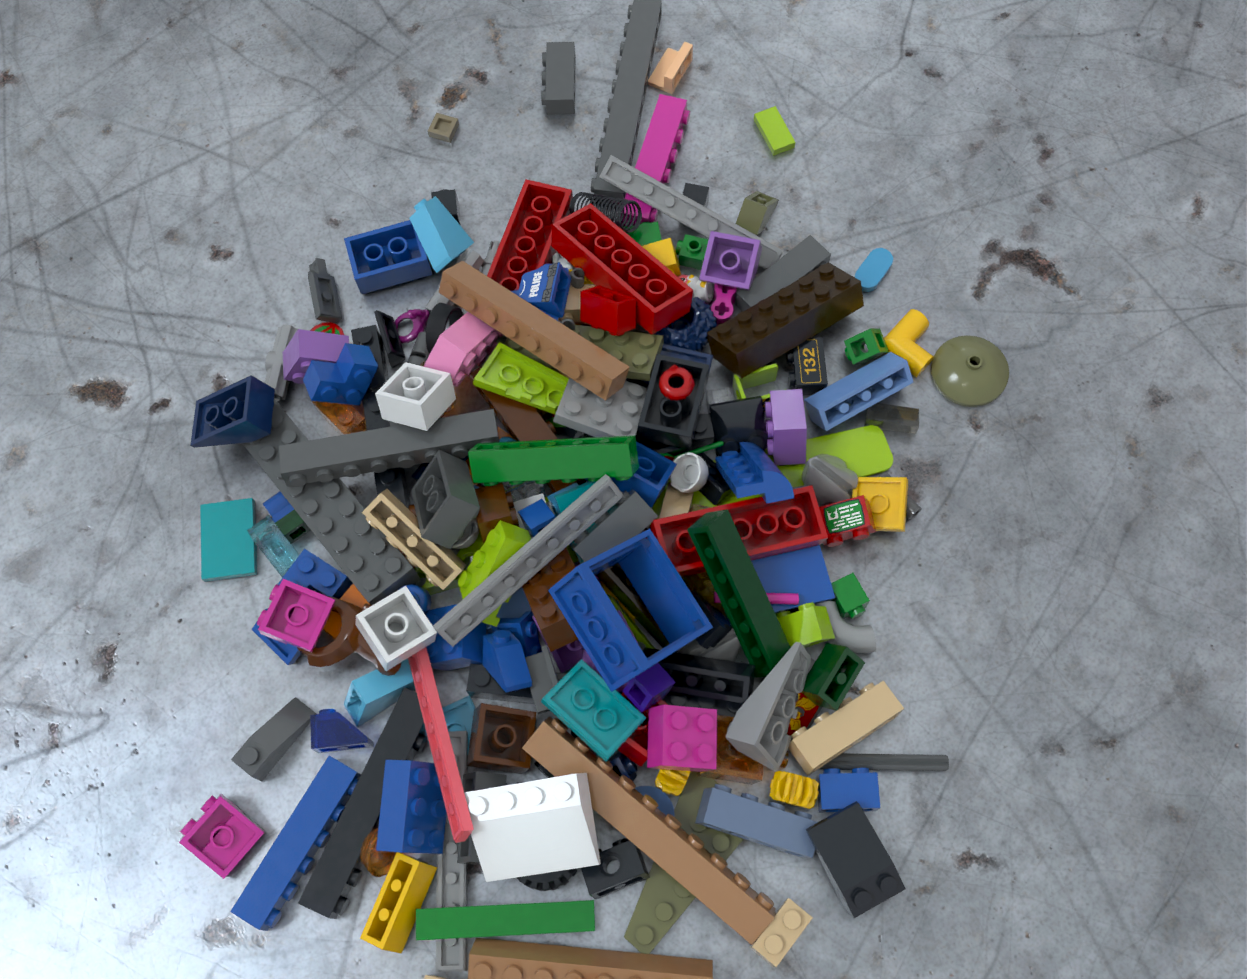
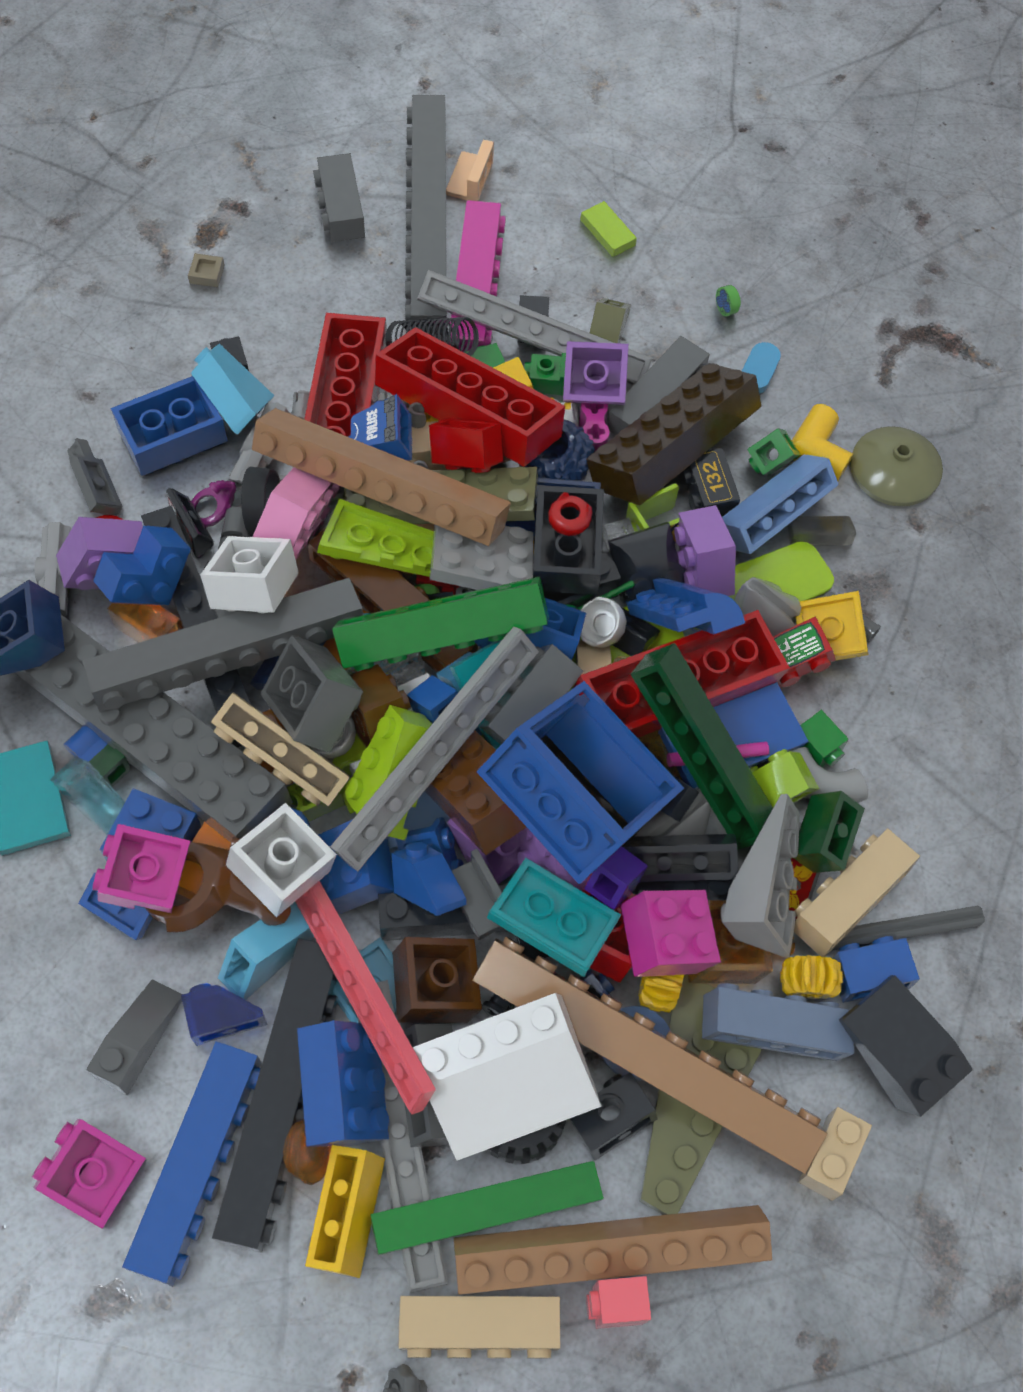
camera: 20 degrees left, 5 degrees down
(859, 207) = (728, 300): none -> tile

